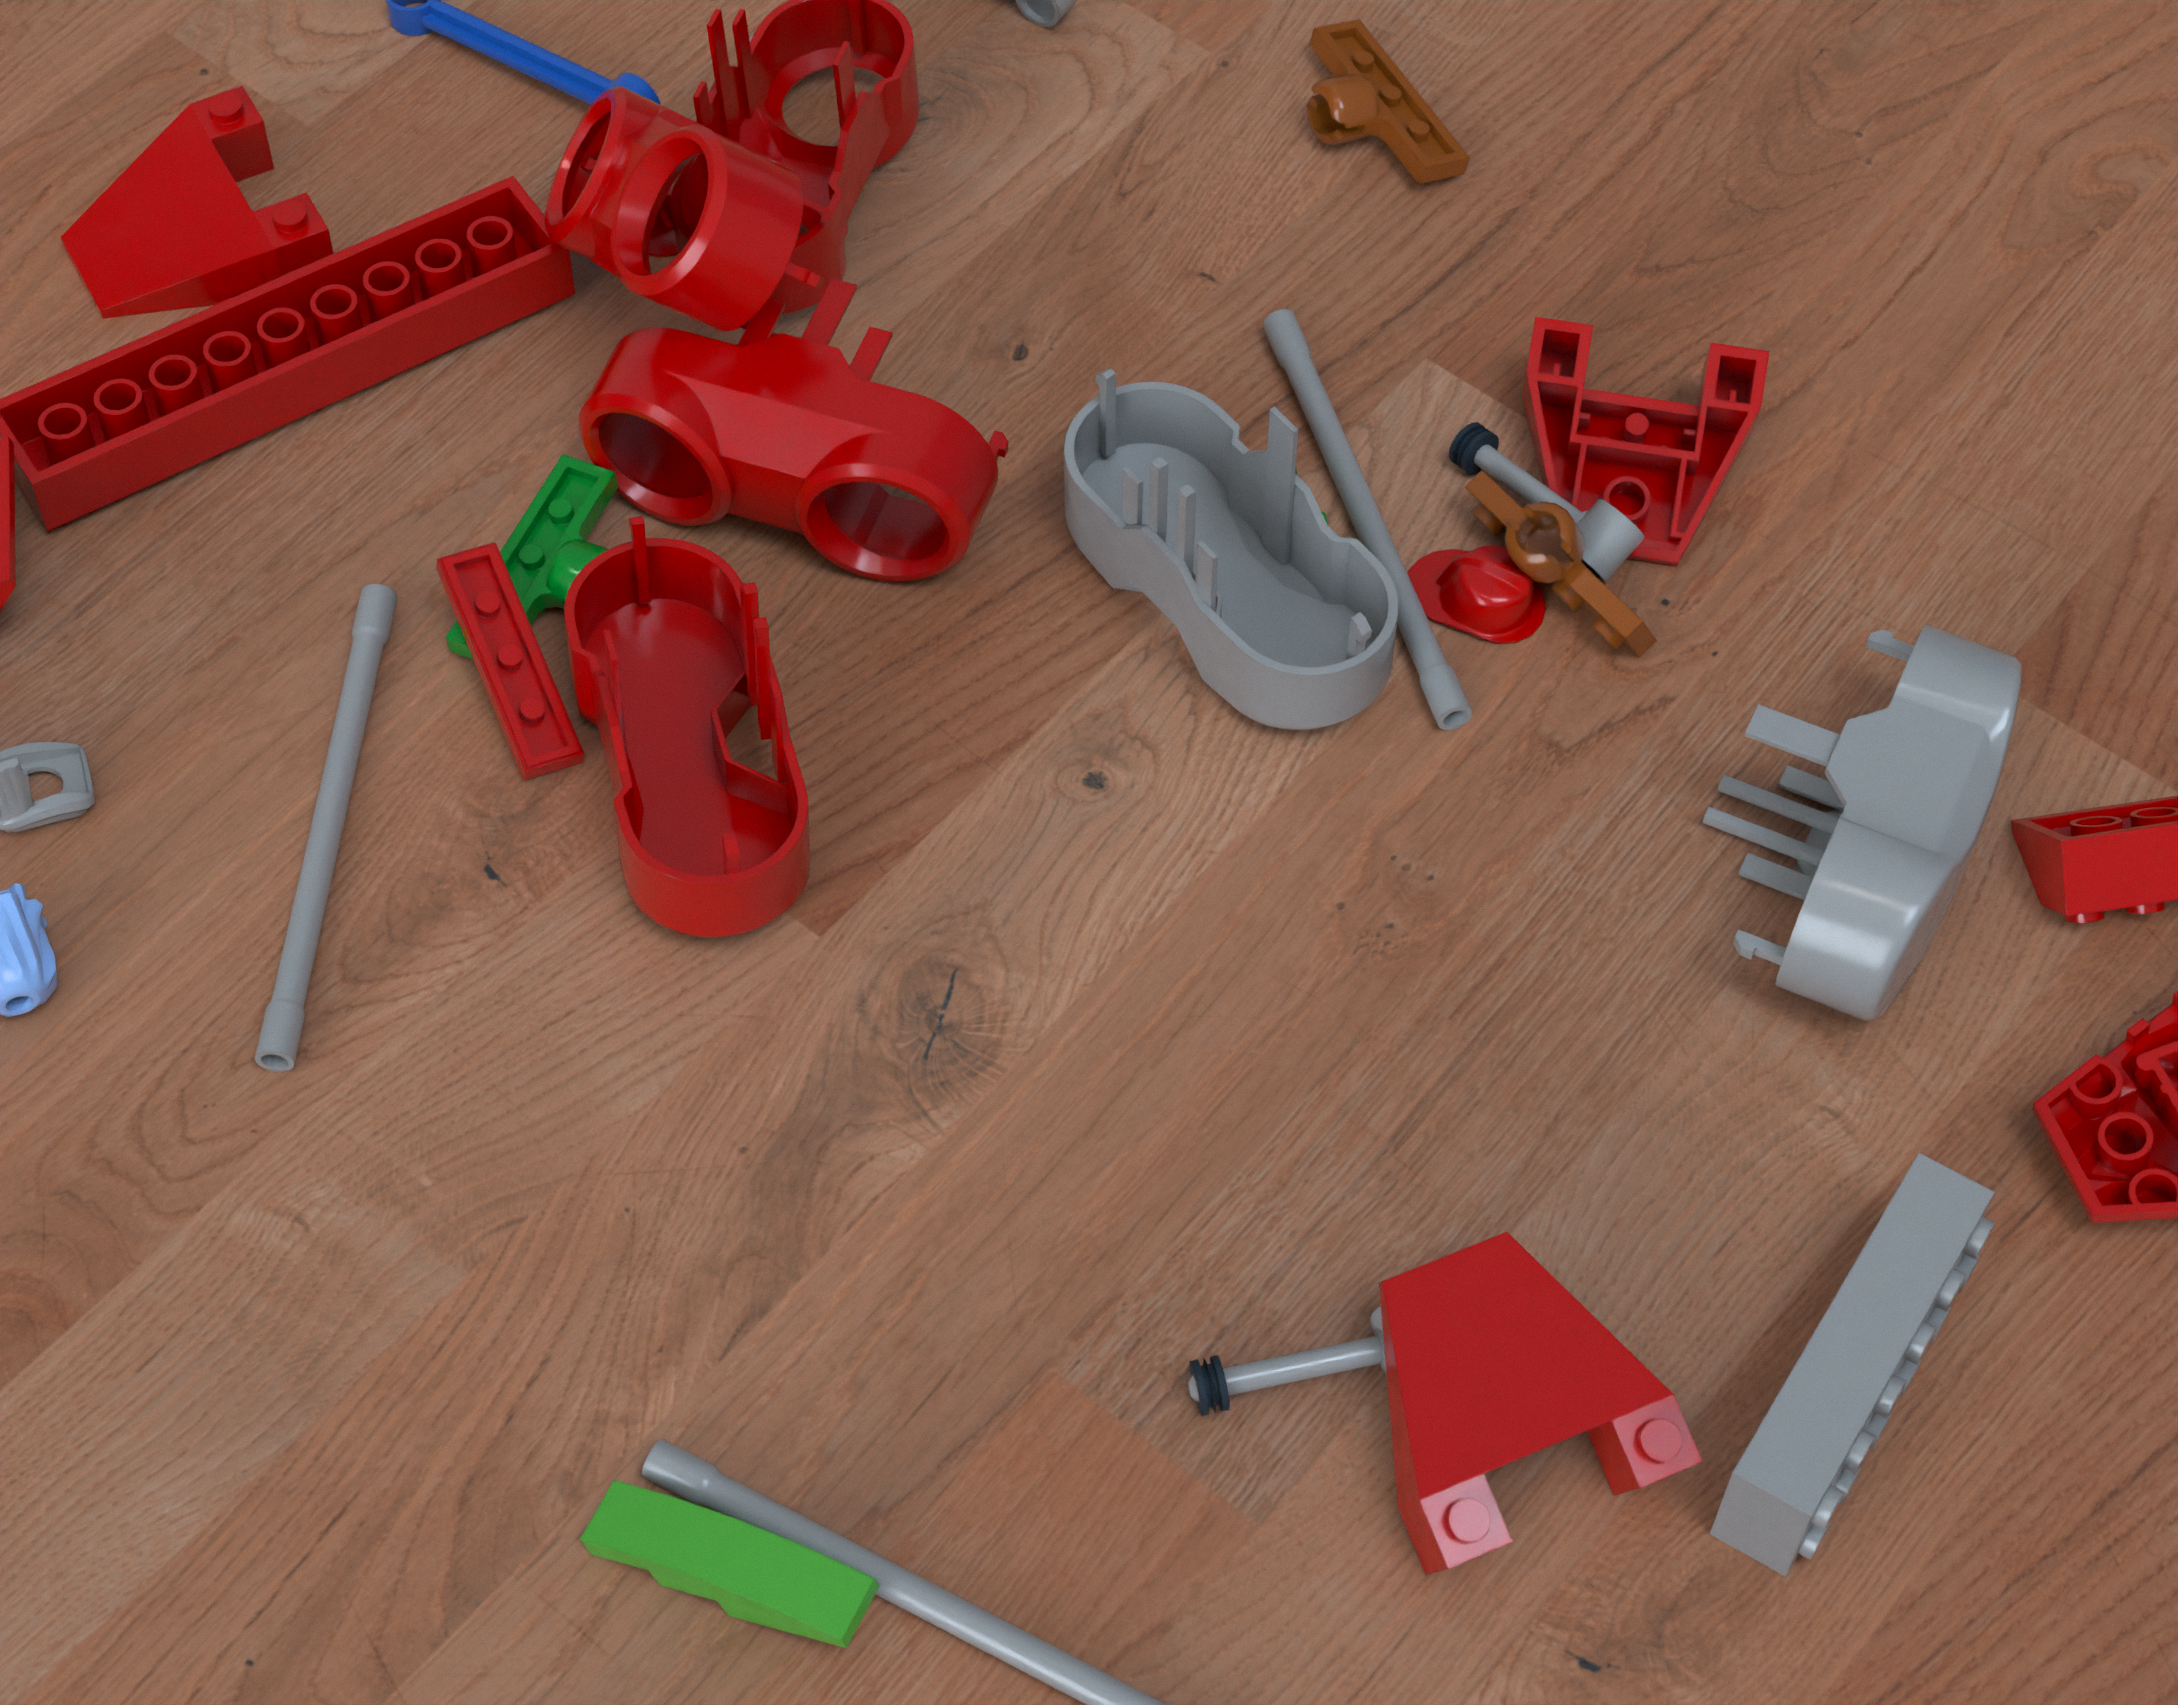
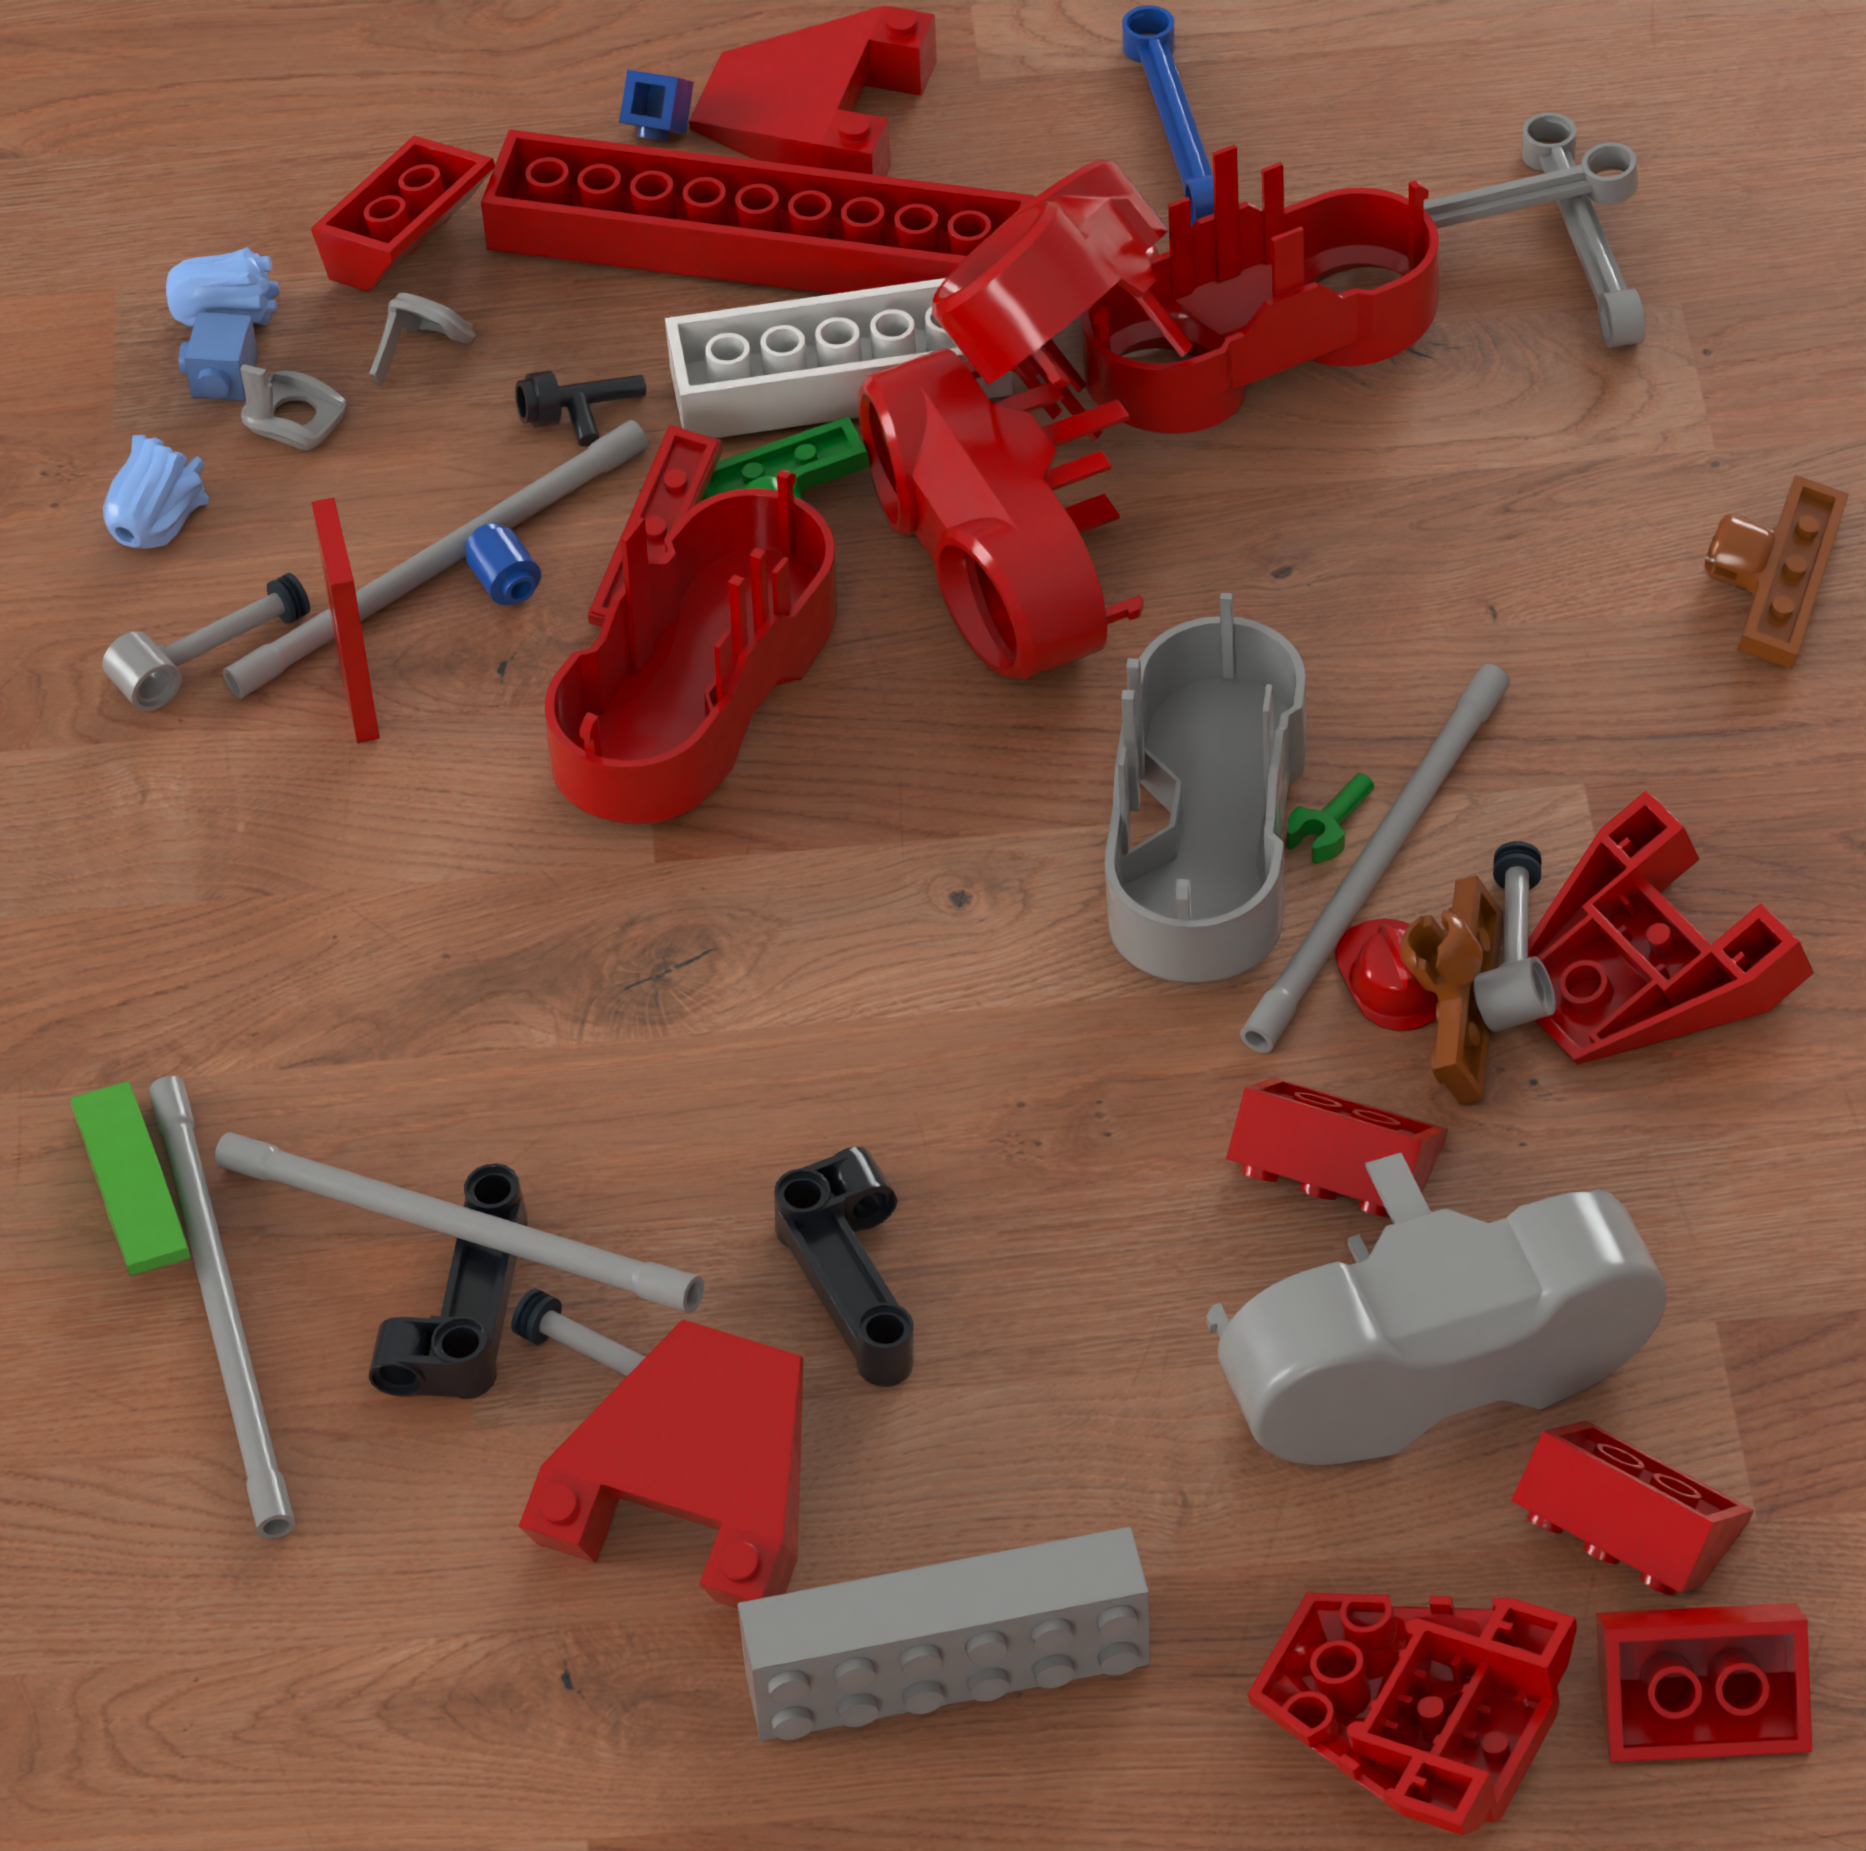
camera: 50 degrees right, 5 degrees down
(71, 310) = (656, 104): none -> blue brick
(79, 617) = (411, 314): none -> light grey piece
(189, 1106) = (149, 670): none -> light grey piece
(269, 620) = (541, 400): none -> black piece
(401, 782) = (502, 564): none -> blue brick
(404, 909) = (345, 619): none -> red piece
(481, 417) = (799, 357): none -> white brick
(830, 1446) = (646, 1279): none -> light grey piece
(1159, 1499) = (428, 1353): none -> black piece
(1392, 1141) = (817, 1220): none -> black piece
(1618, 751) = (1326, 1141): none -> red slope

